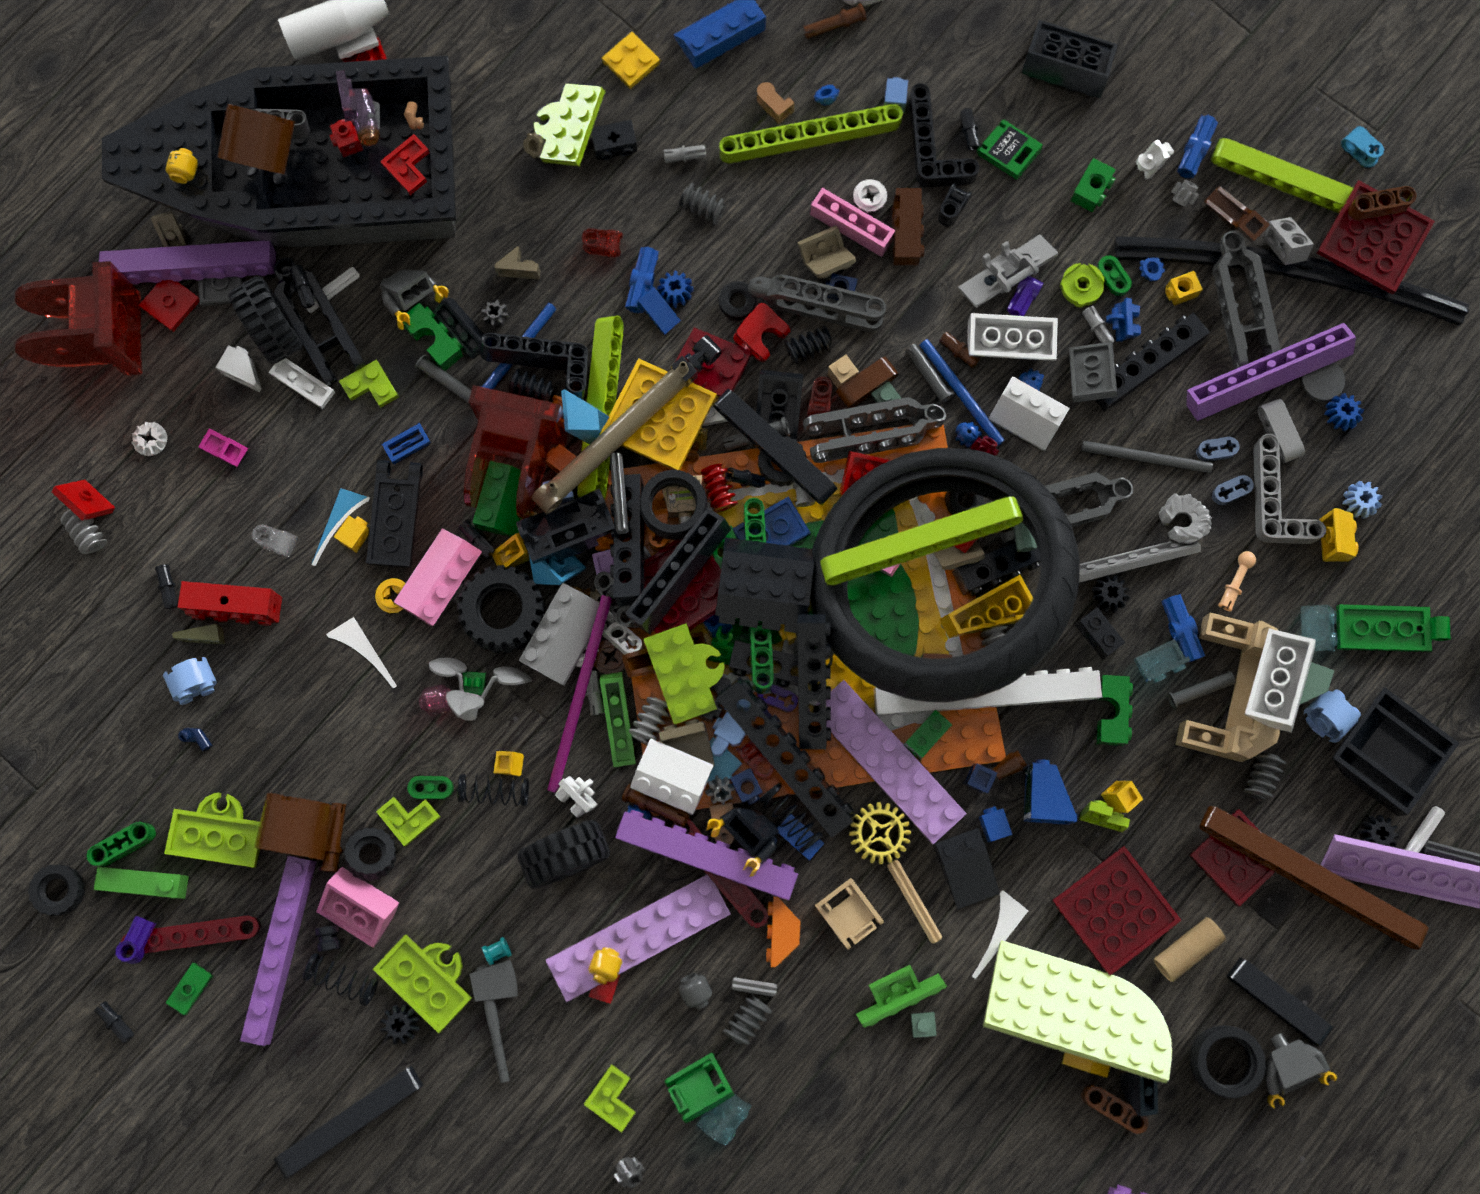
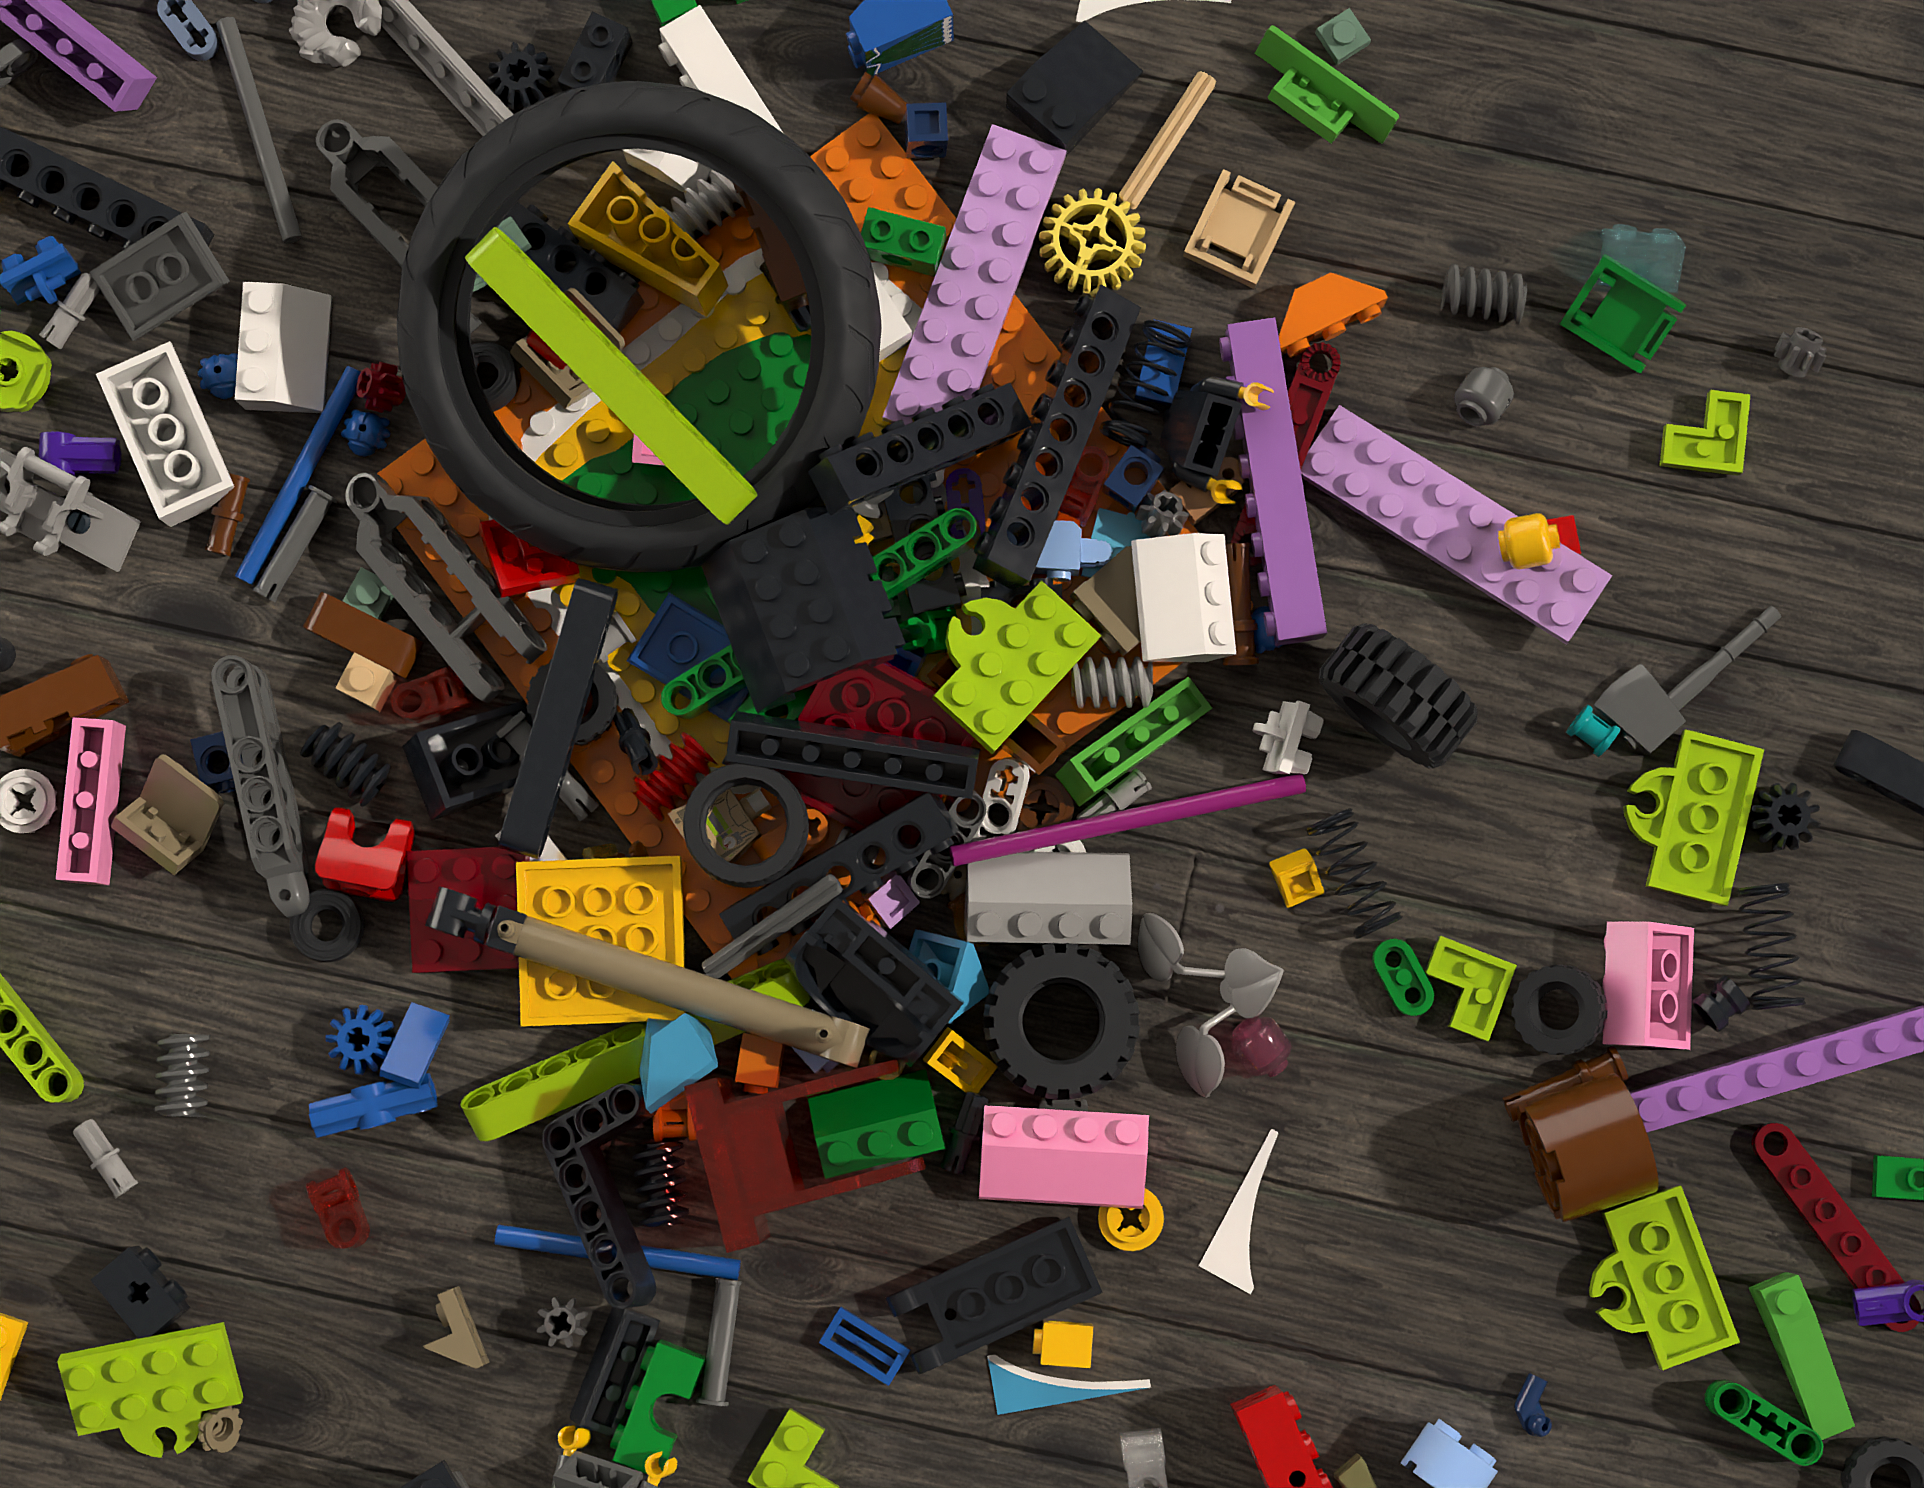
camera: 115 degrees left, 5 degrees up
(474, 682) = (1200, 1003): green tile -> none
(754, 986) = (1427, 313): light grey axle -> none
(995, 824) = (984, 75): blue brick -> none

